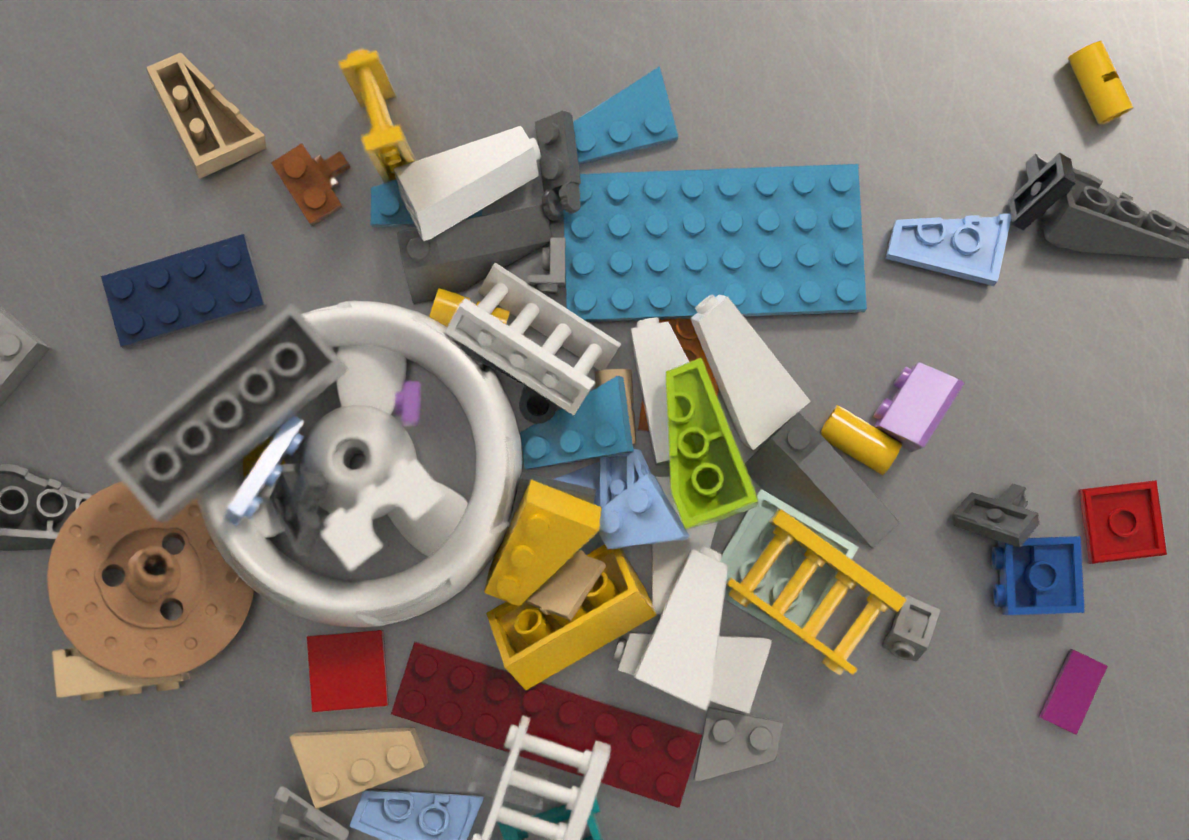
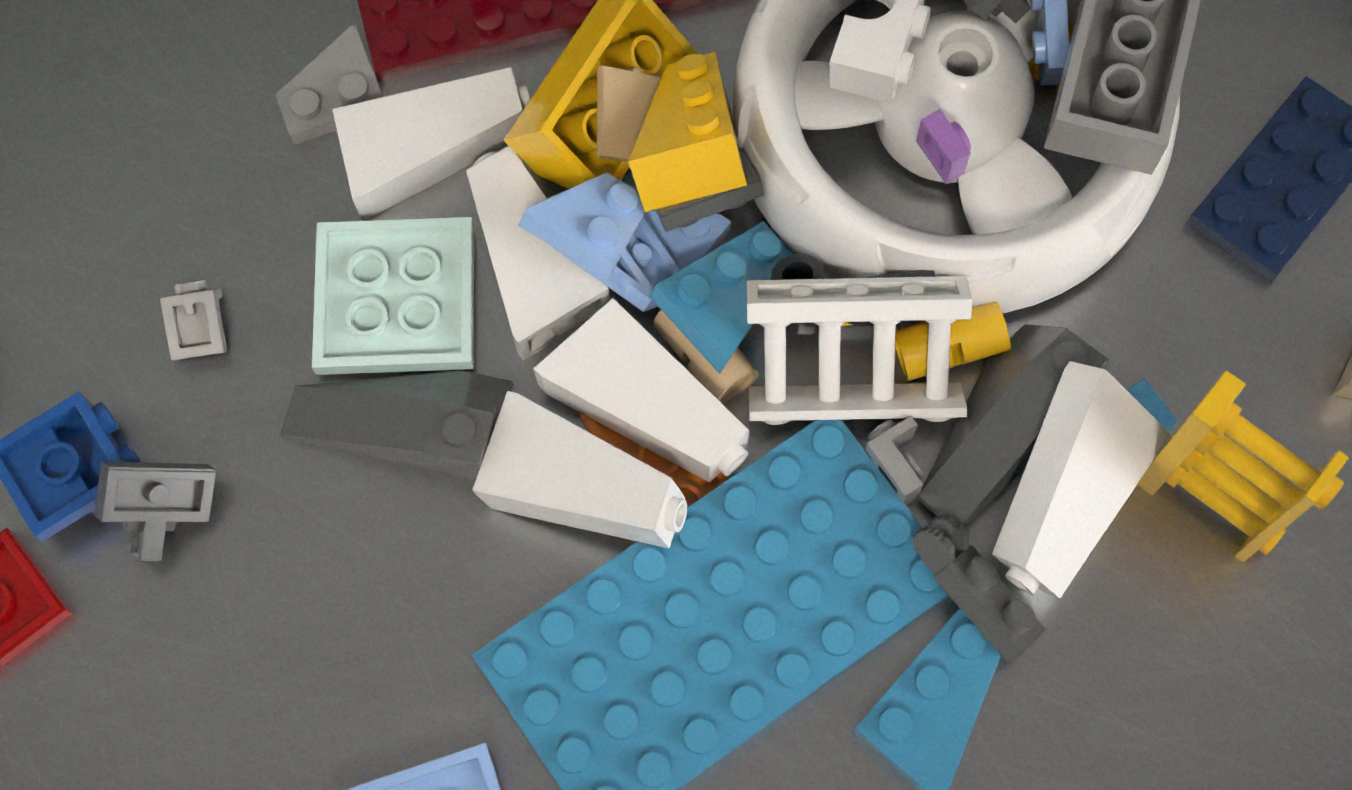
camera: 145 degrees right, 15 degrees down
(312, 181) = (1271, 387): dark orange hinge -> none
(686, 636) = (453, 128): white slope -> none
(704, 459) = (555, 324): lime wedge -> none
(848, 577) = (354, 320): yellow fence -> none
(860, 440) = (383, 492): yellow pin -> none
(917, 405) = (332, 569): slope -> none

